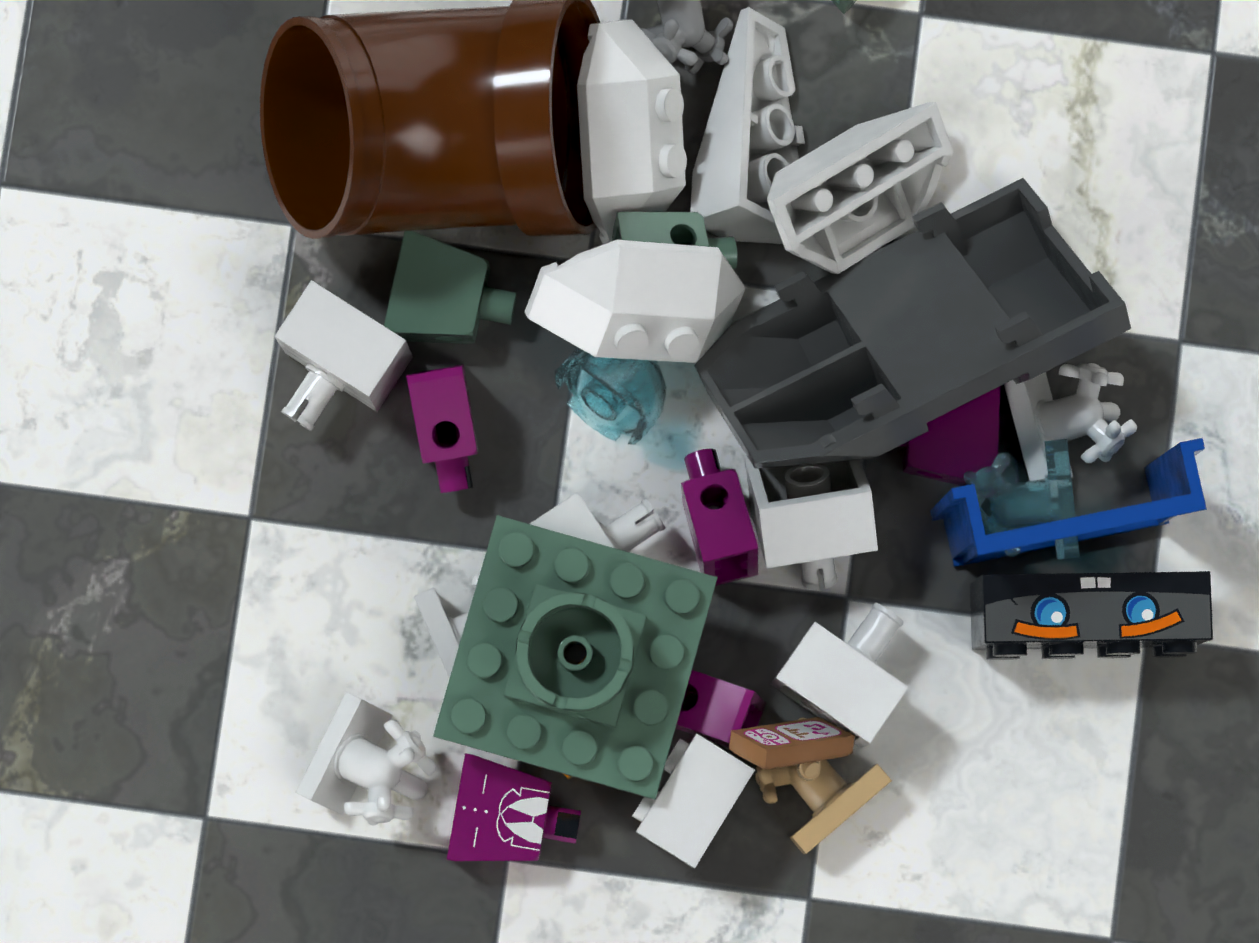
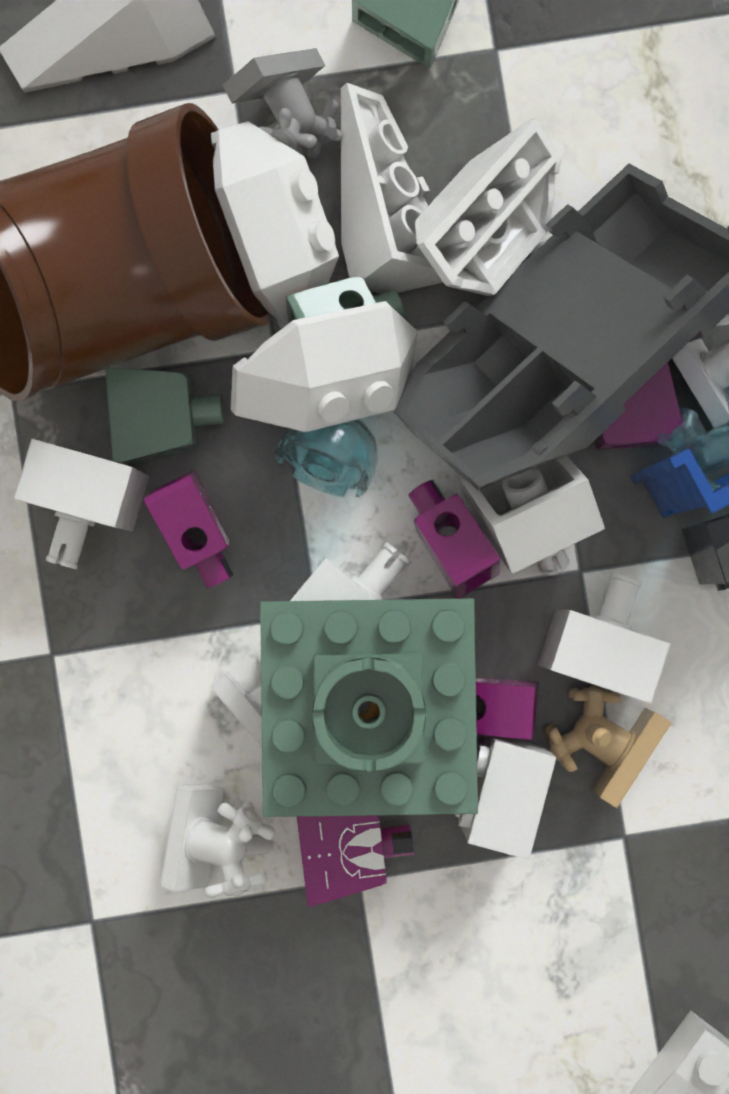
camera: 15 degrees left, 5 degrees up
(791, 743) = (579, 722): medium nougat tile -> none

